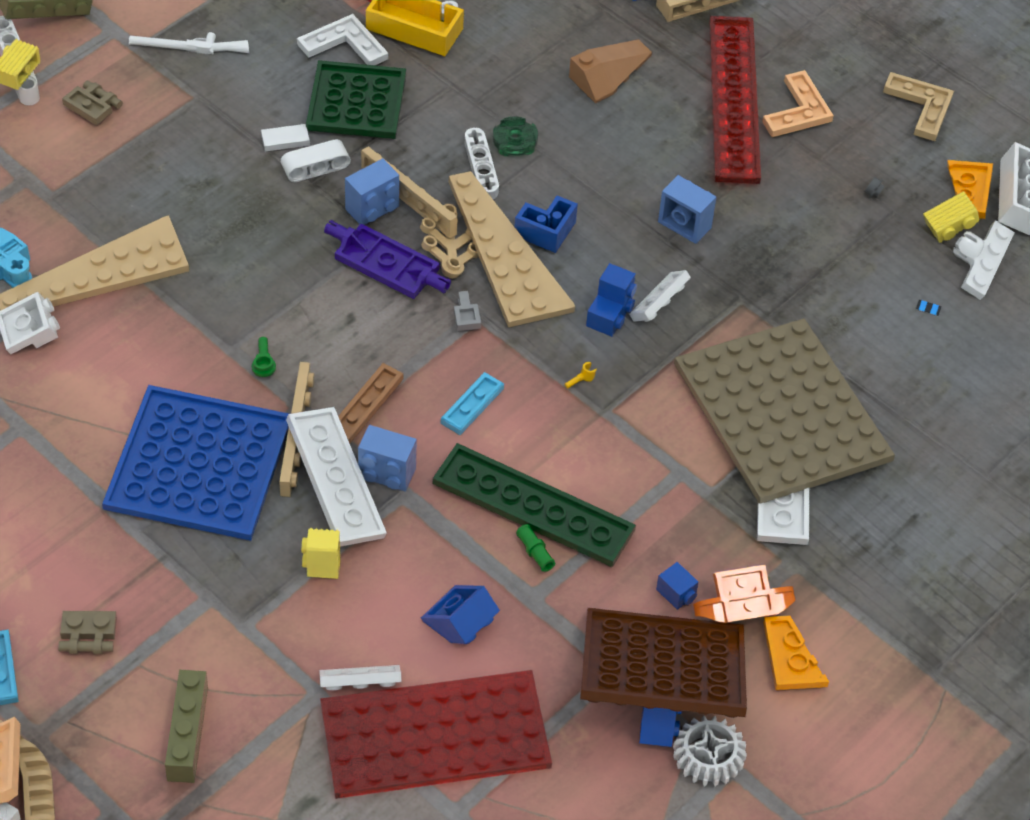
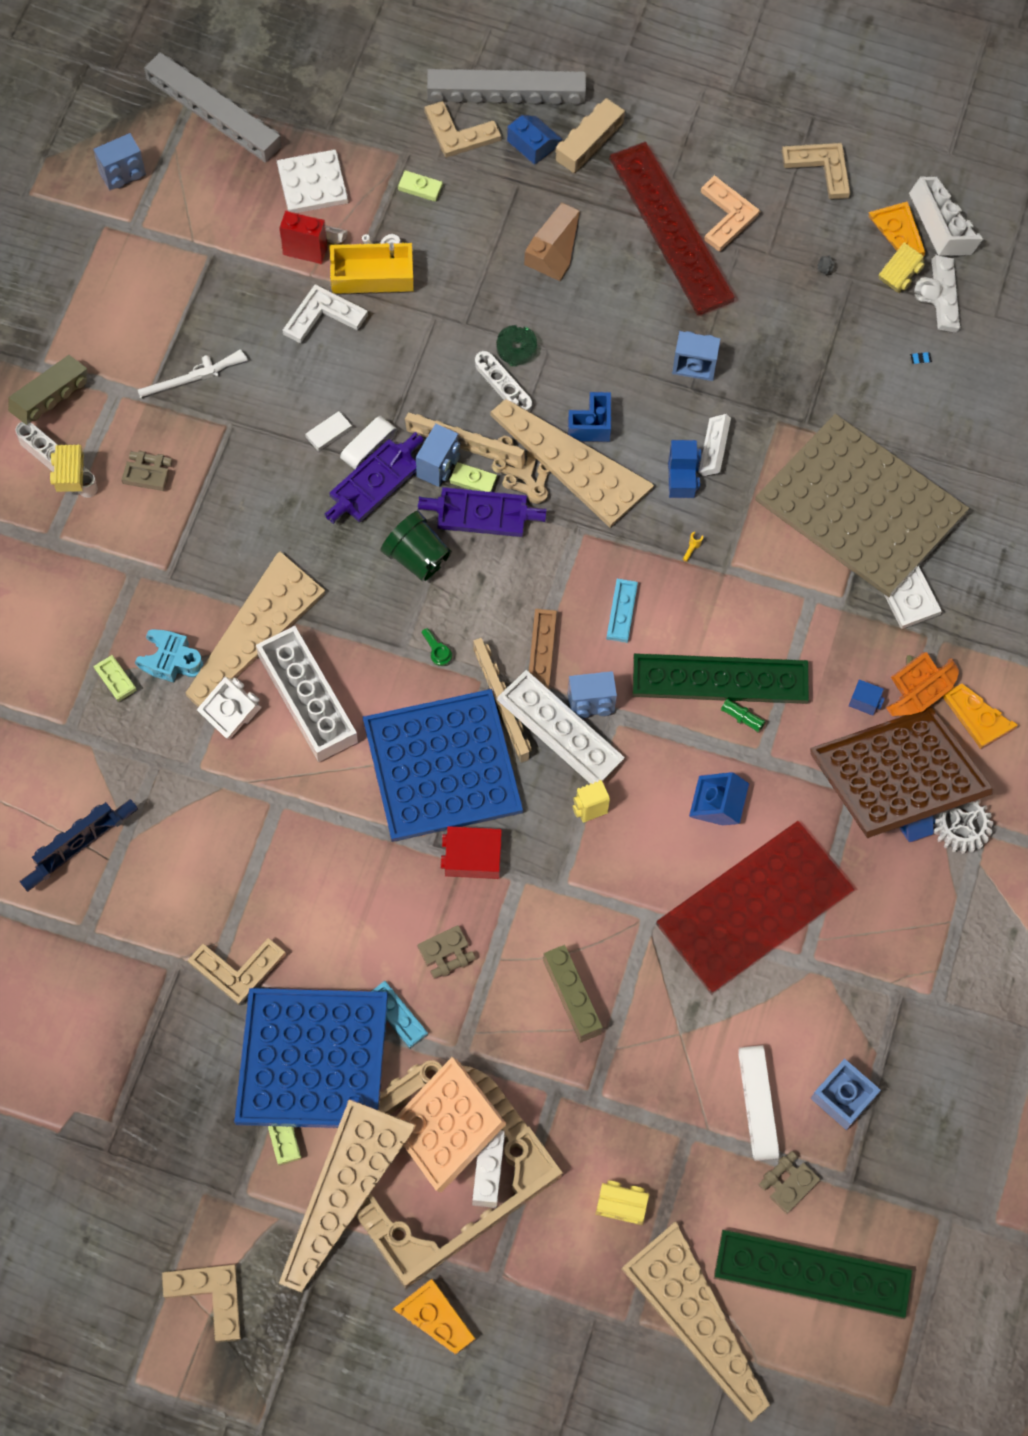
camera: 25 degrees left, 15 degrees up
(107, 342) = (306, 693): none -> white brick
(174, 552) = (472, 852): none -> red brick
(296, 193) = (374, 479): none -> dark purple plate
(297, 257) = (416, 546): none -> dark green piece
(356, 99) = (366, 367): dark green plate -> none
(360, 677) = (675, 888): white plate -> none
(398, 229) = (472, 478): none -> yellowish green plate
(466, 314) = (573, 533): light grey plate -> none

